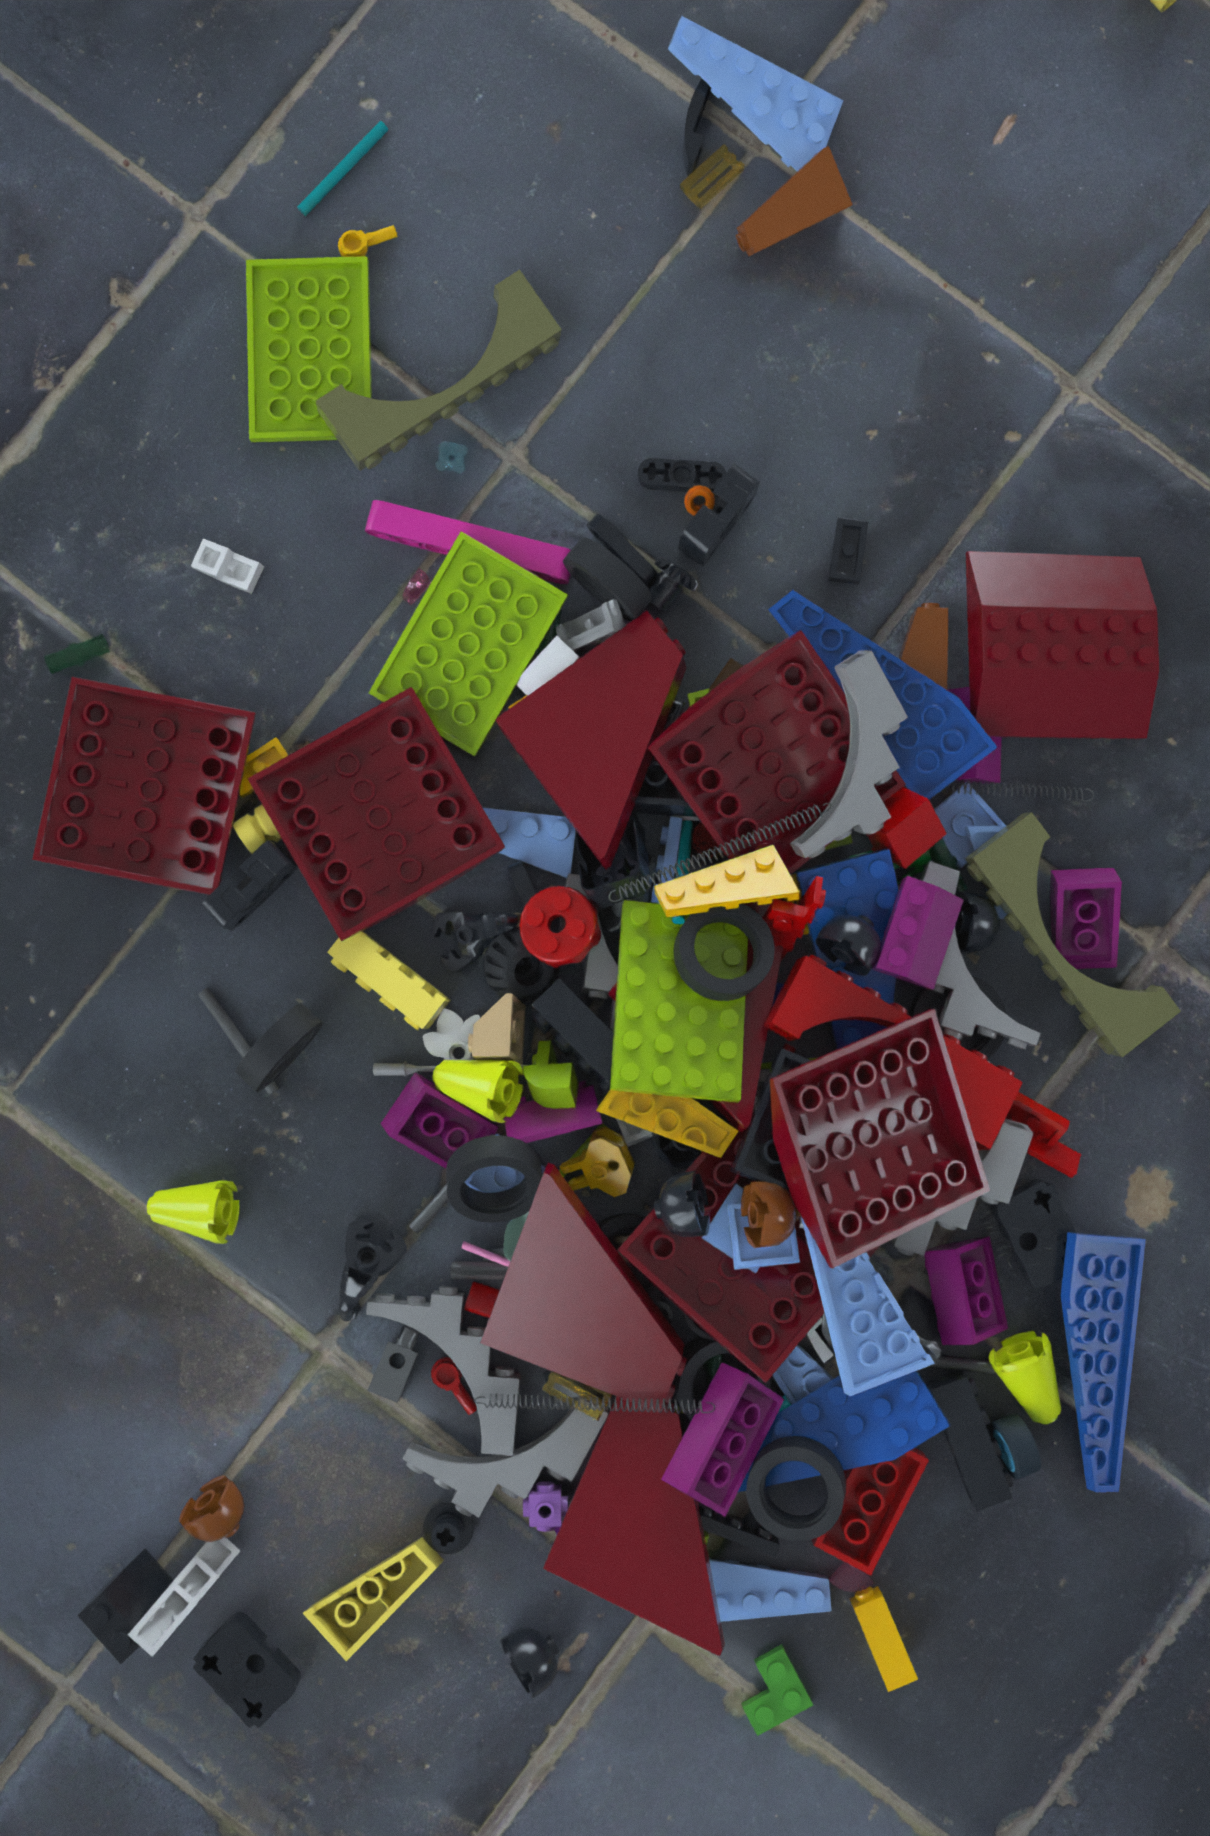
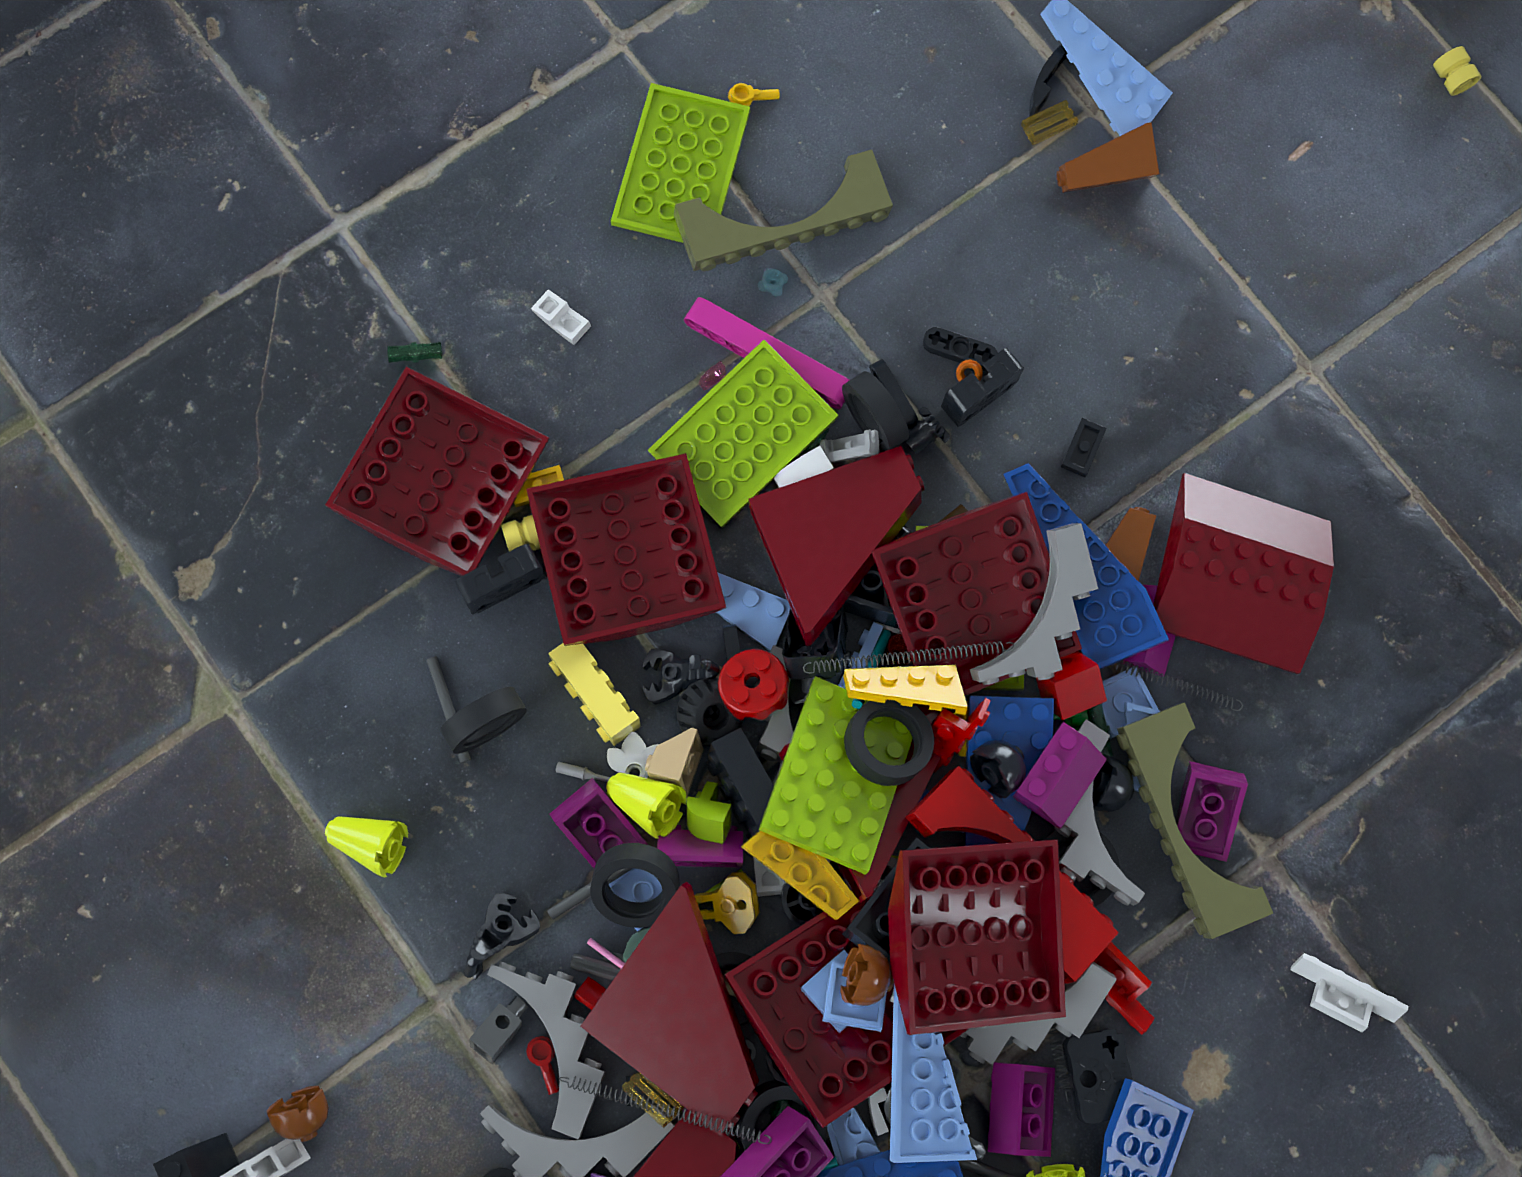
camera: 10 degrees right, 10 degrees down
(342, 168) = (750, 35): teal bar -> none
(682, 1205) = (793, 949): black cylinder -> none

